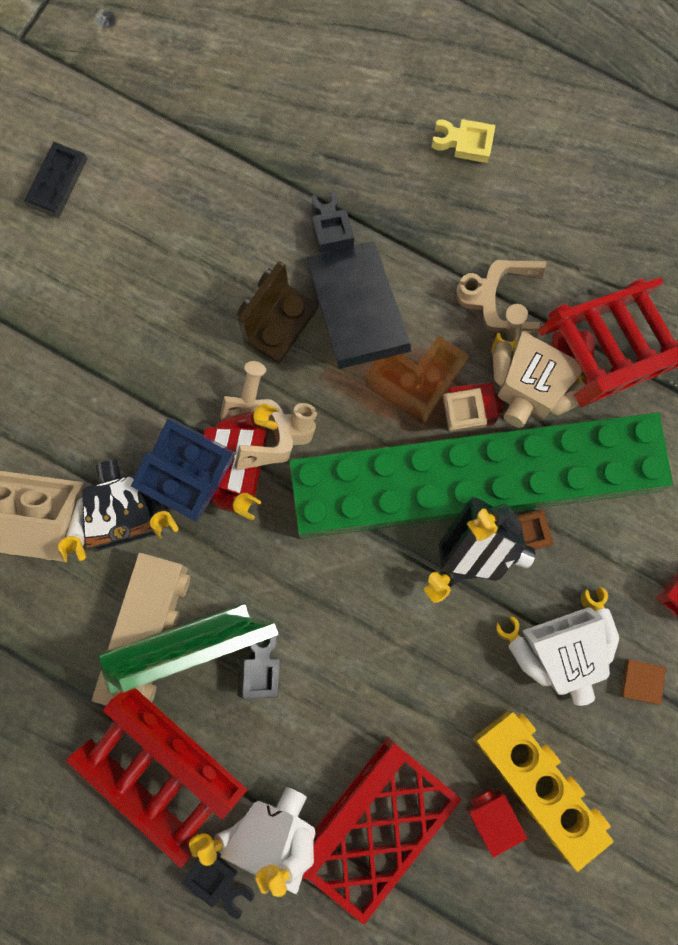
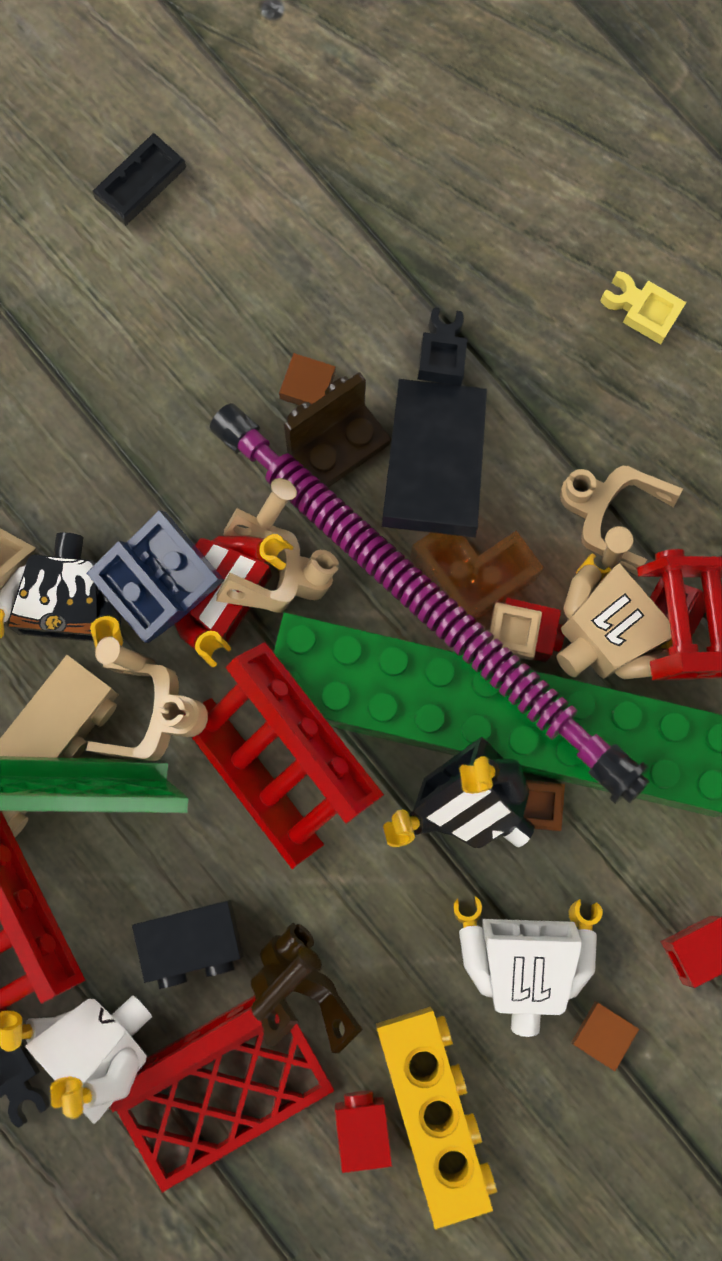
camera: 15 degrees right, 0 degrees up
(230, 562) = (168, 707): none -> tan piece
(238, 283) = (306, 380): none -> dark orange tile
(259, 673) = (153, 849): plate -> none
(312, 732) = (187, 943): none -> black brick
(344, 544) = (308, 738): none -> red fence
(345, 393) = (380, 559): none -> magenta hose
(396, 725) = (295, 967): none -> dark brown piece

